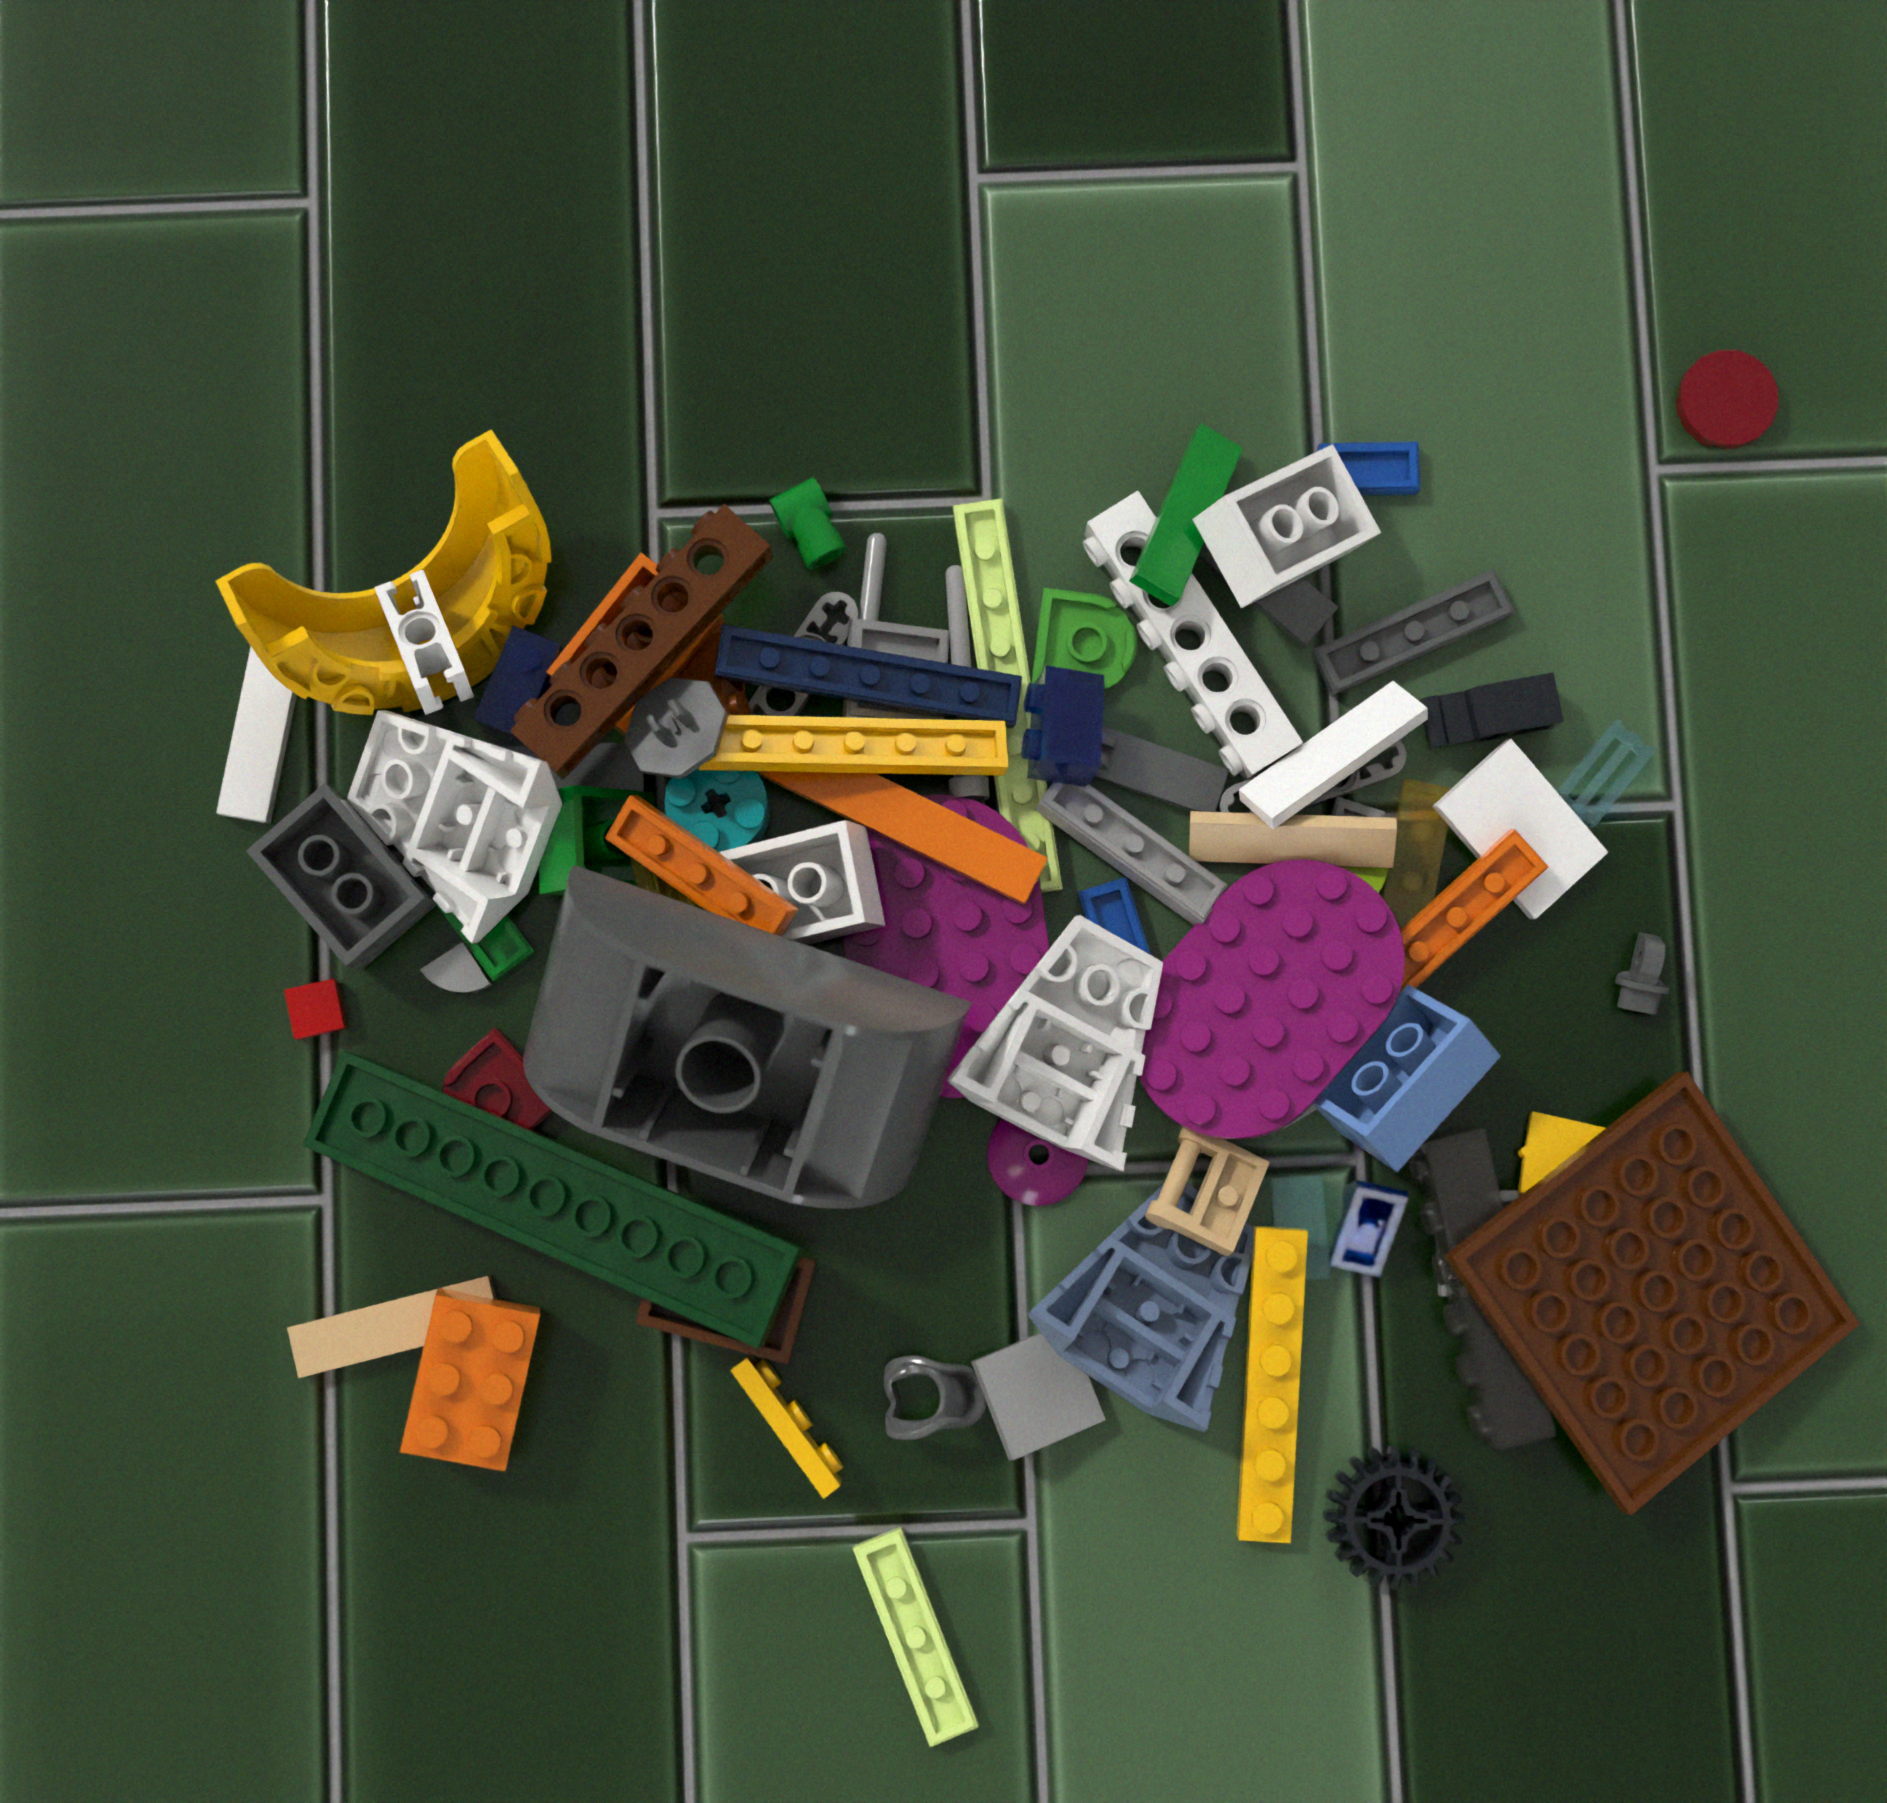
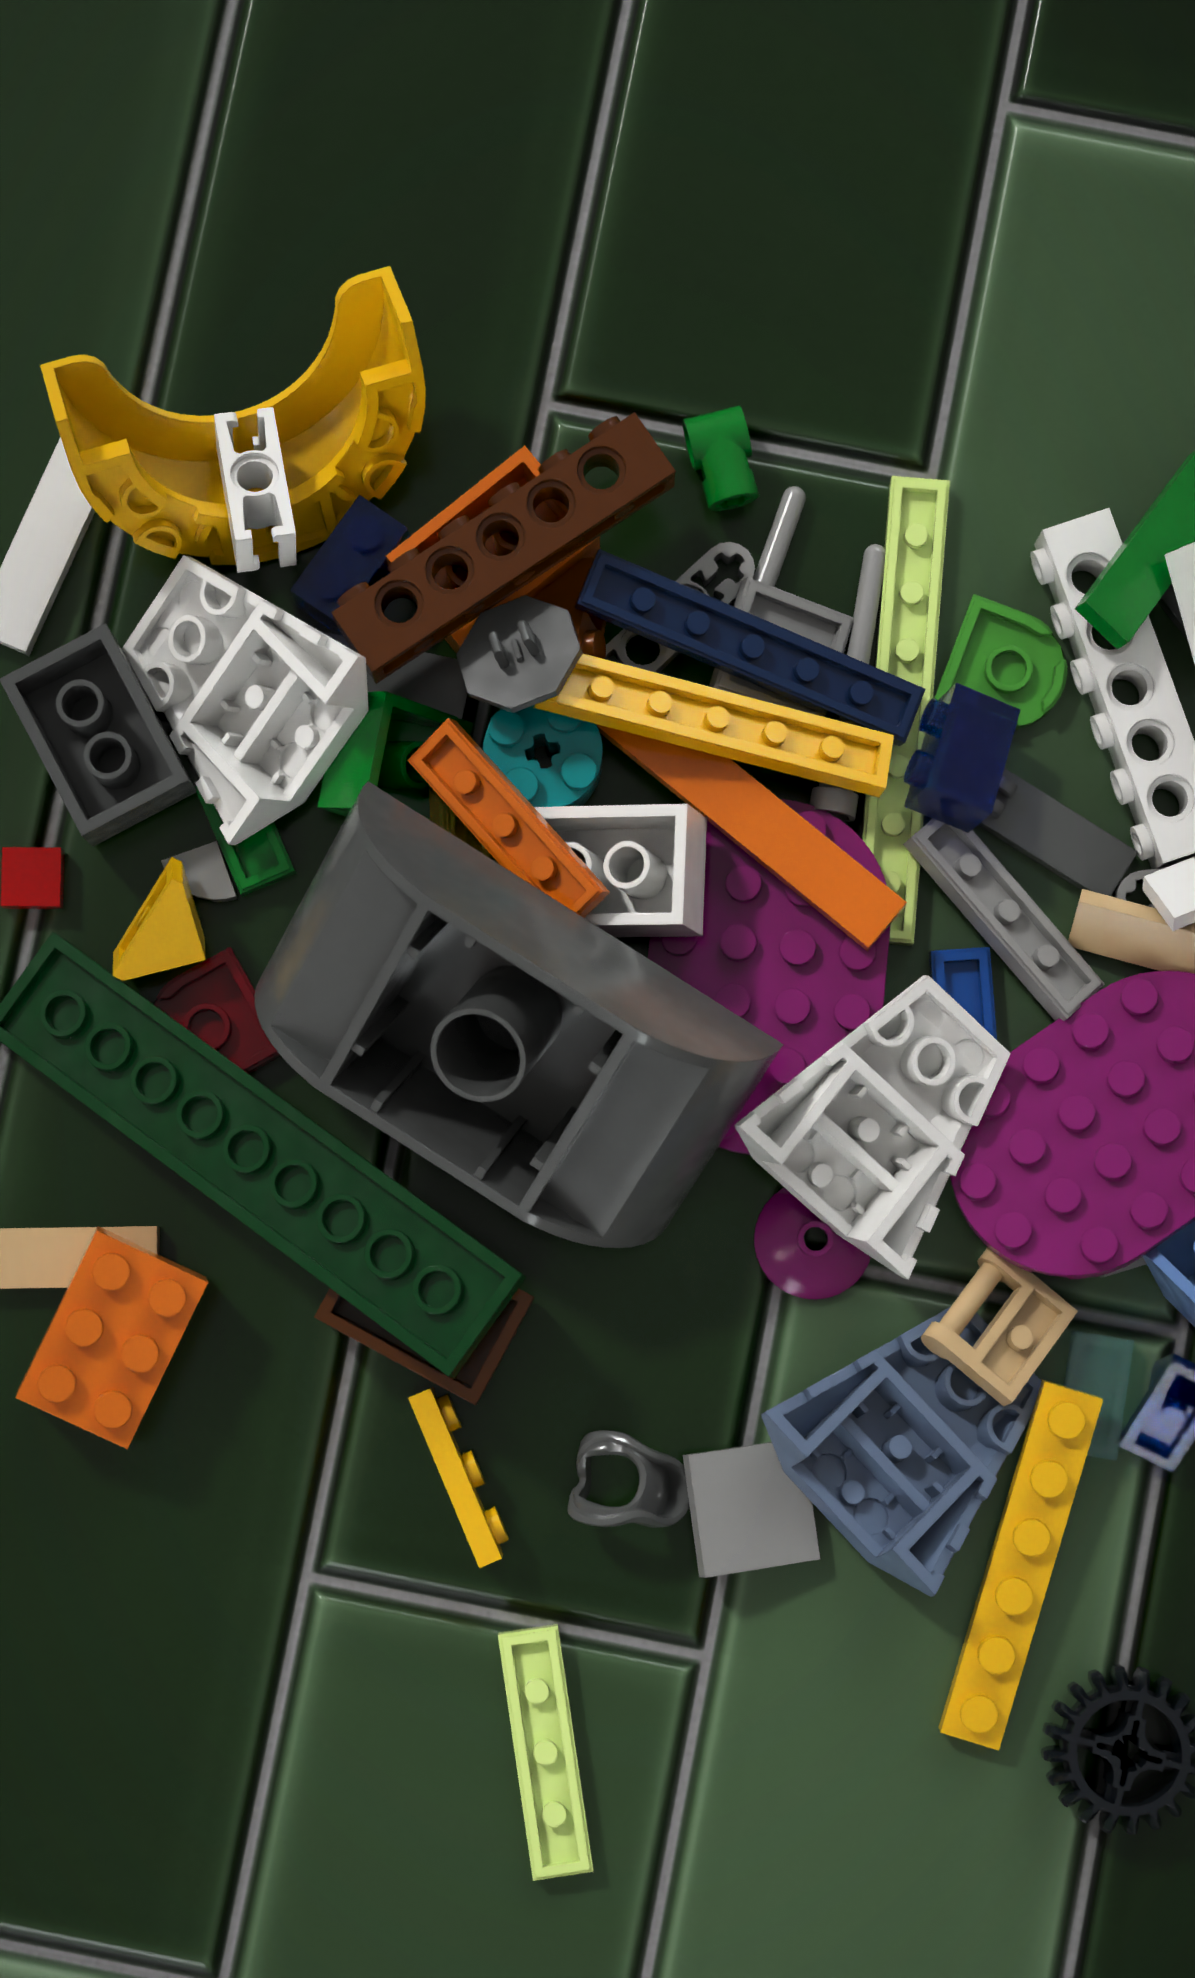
camera: 15 degrees right, 0 degrees up
(436, 1027) = (164, 930): none -> yellow slope

